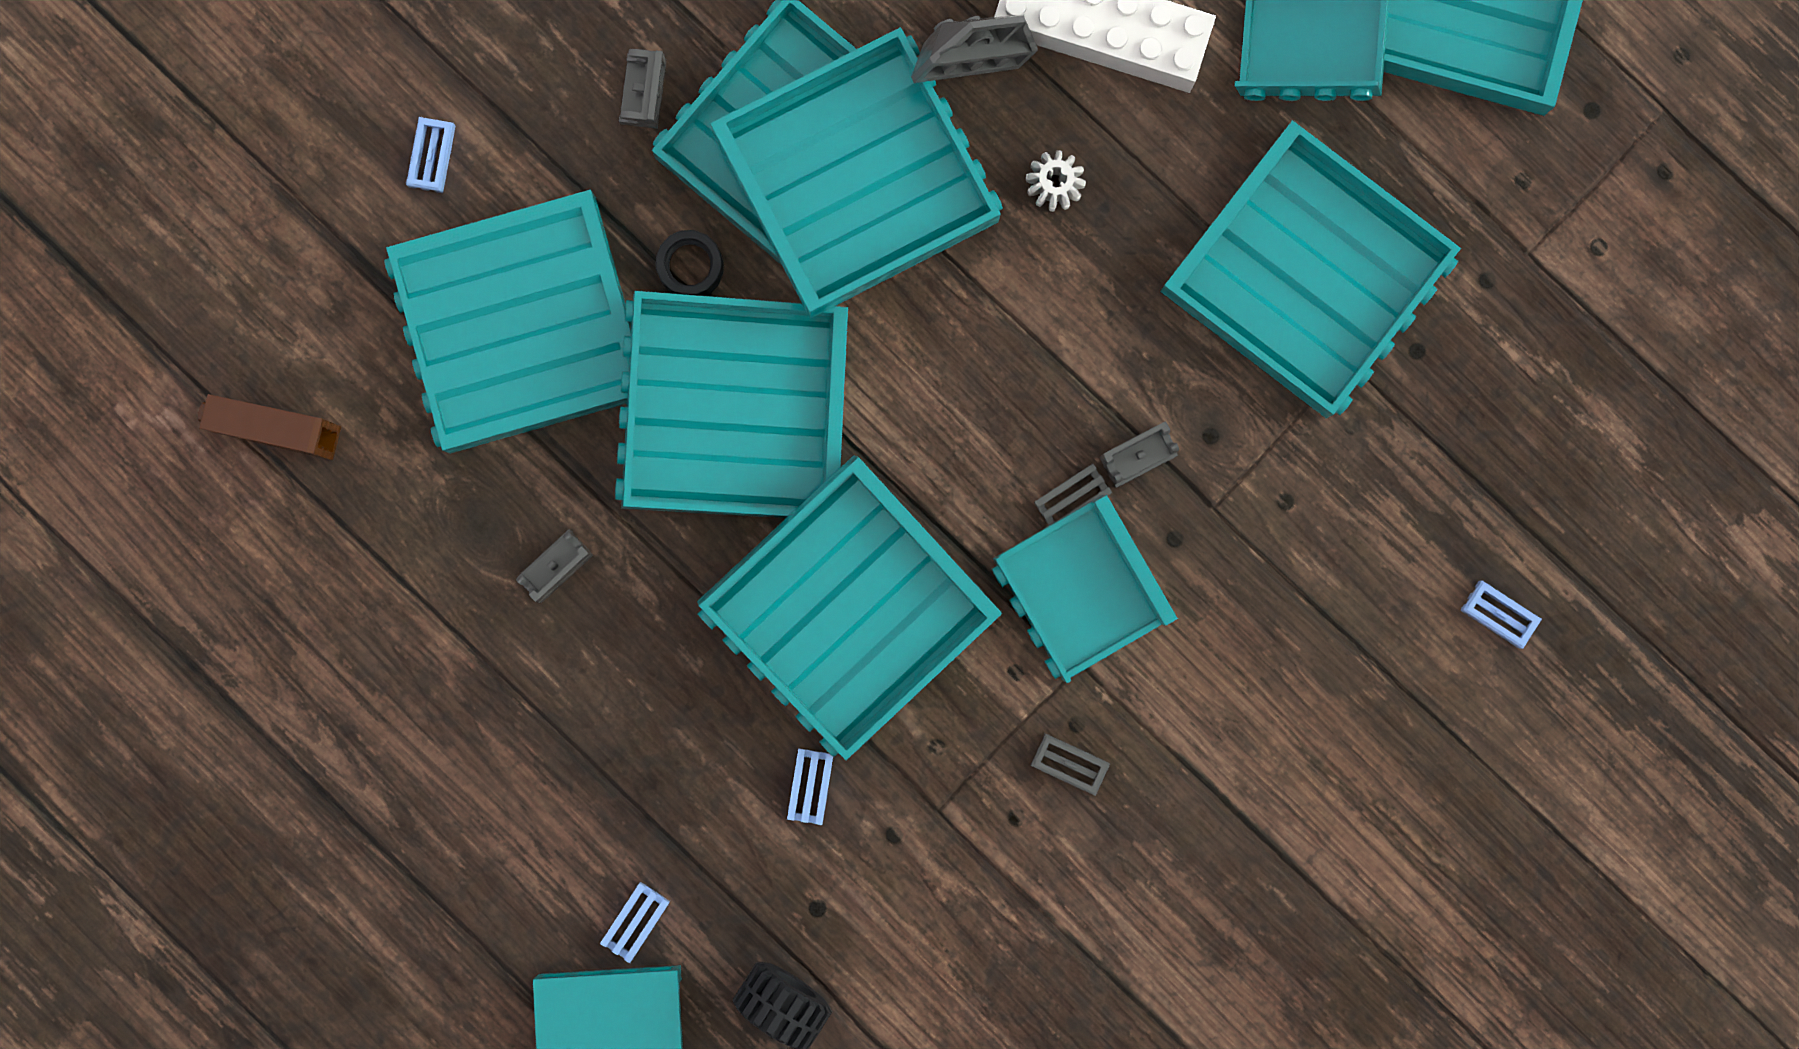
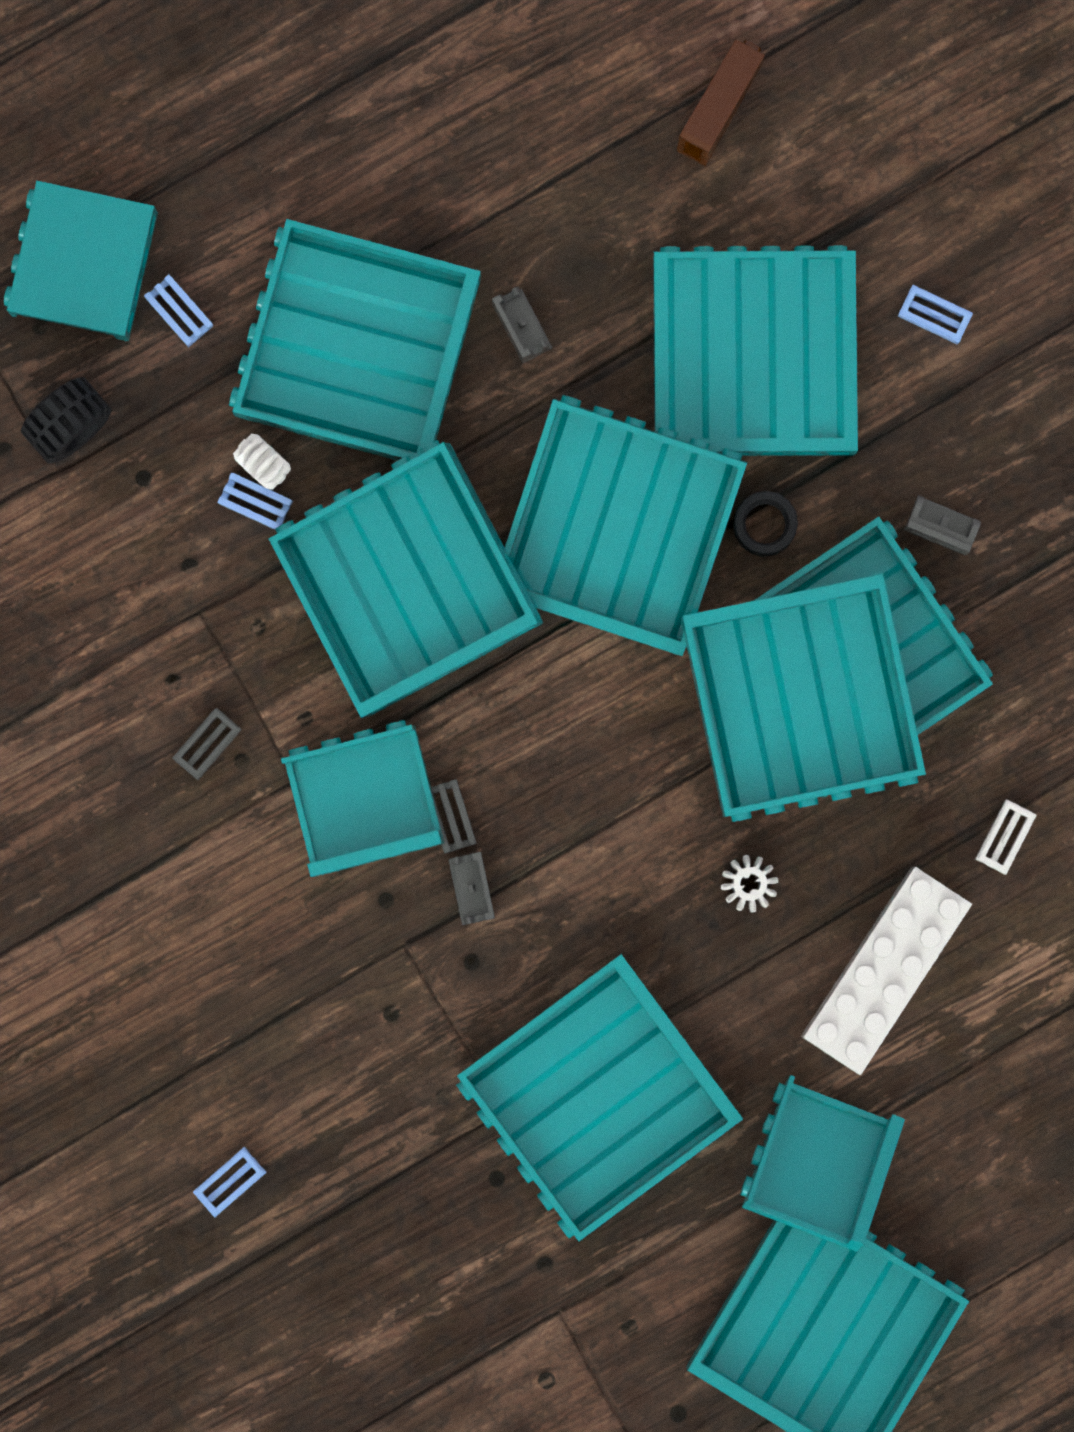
camera: 110 degrees right, 0 degrees up
(618, 731) = (354, 342): none -> teal panel
(768, 790) = (262, 461): none -> white gear
(974, 48) = (890, 837): dark grey wedge -> none

